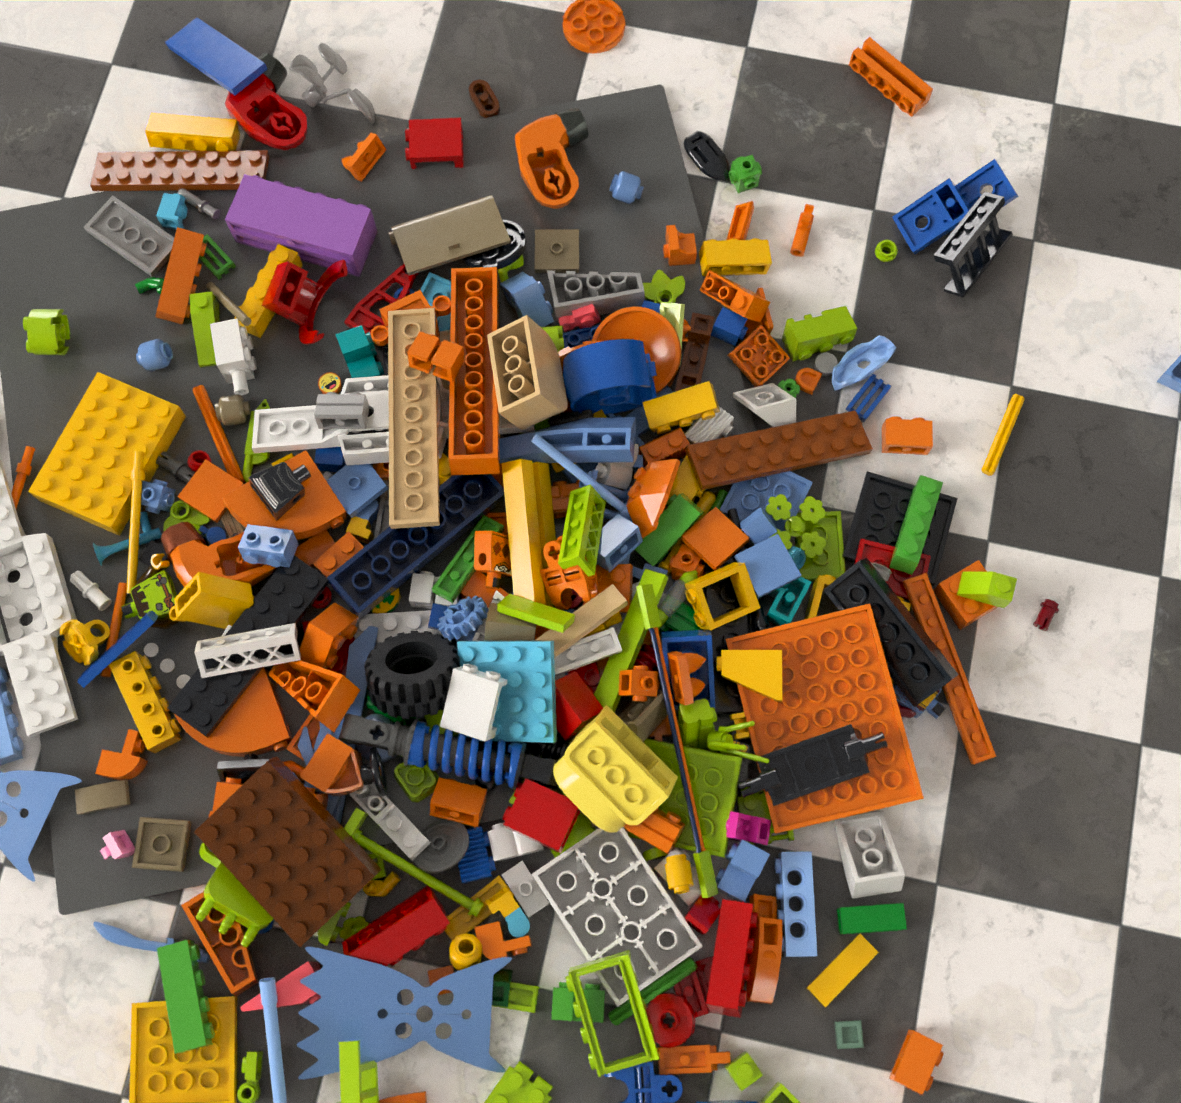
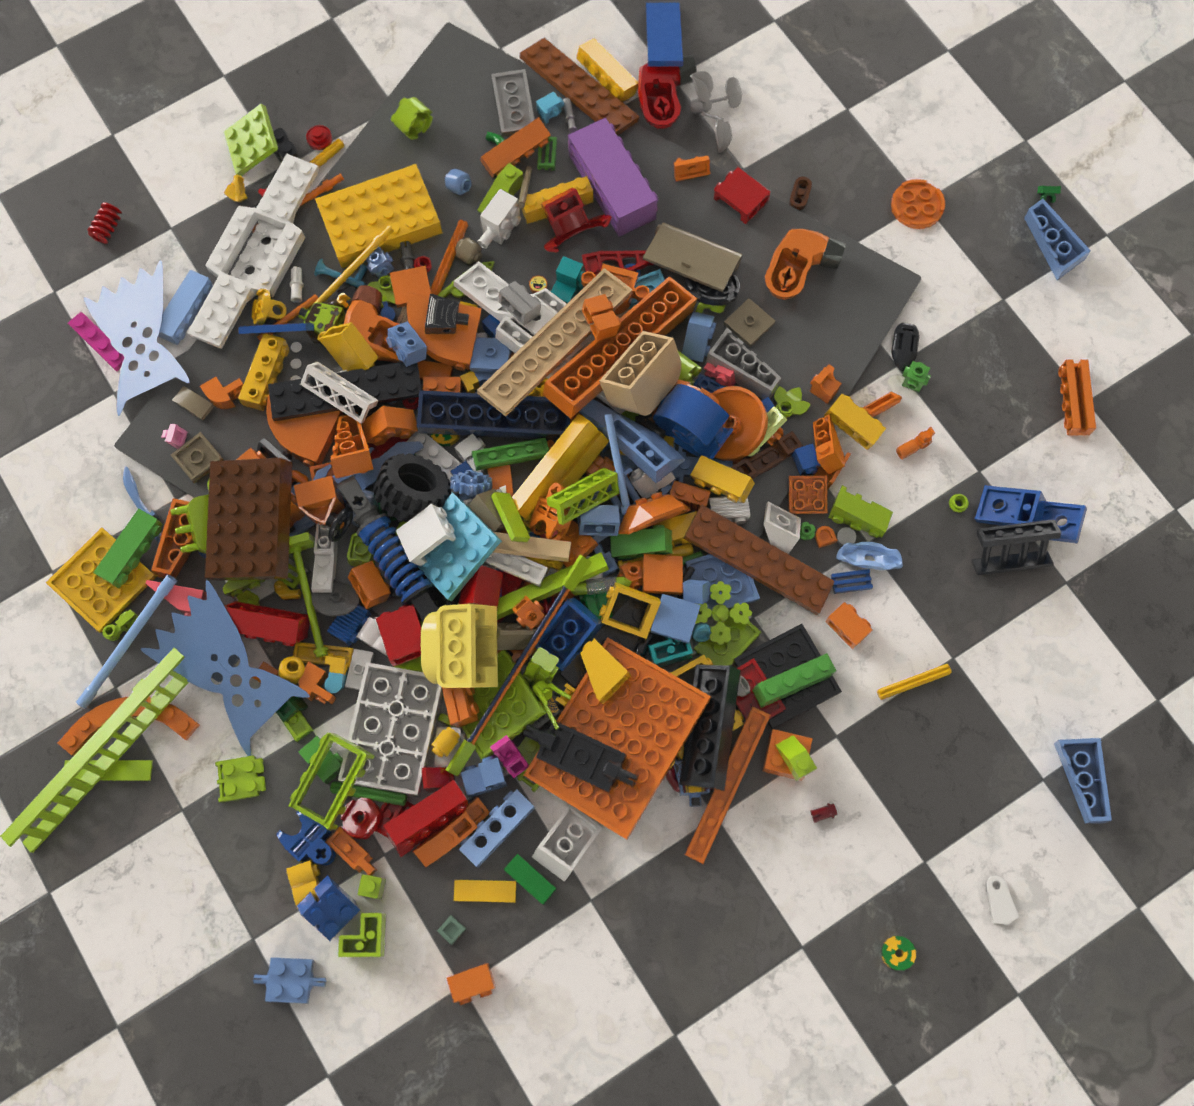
camera: 45 degrees right, 0 degrees up
(492, 556) = (522, 463): orange torso -> none
(626, 187) = (830, 320): medium blue head -> none
(681, 667) = (562, 626): orange tile -> none

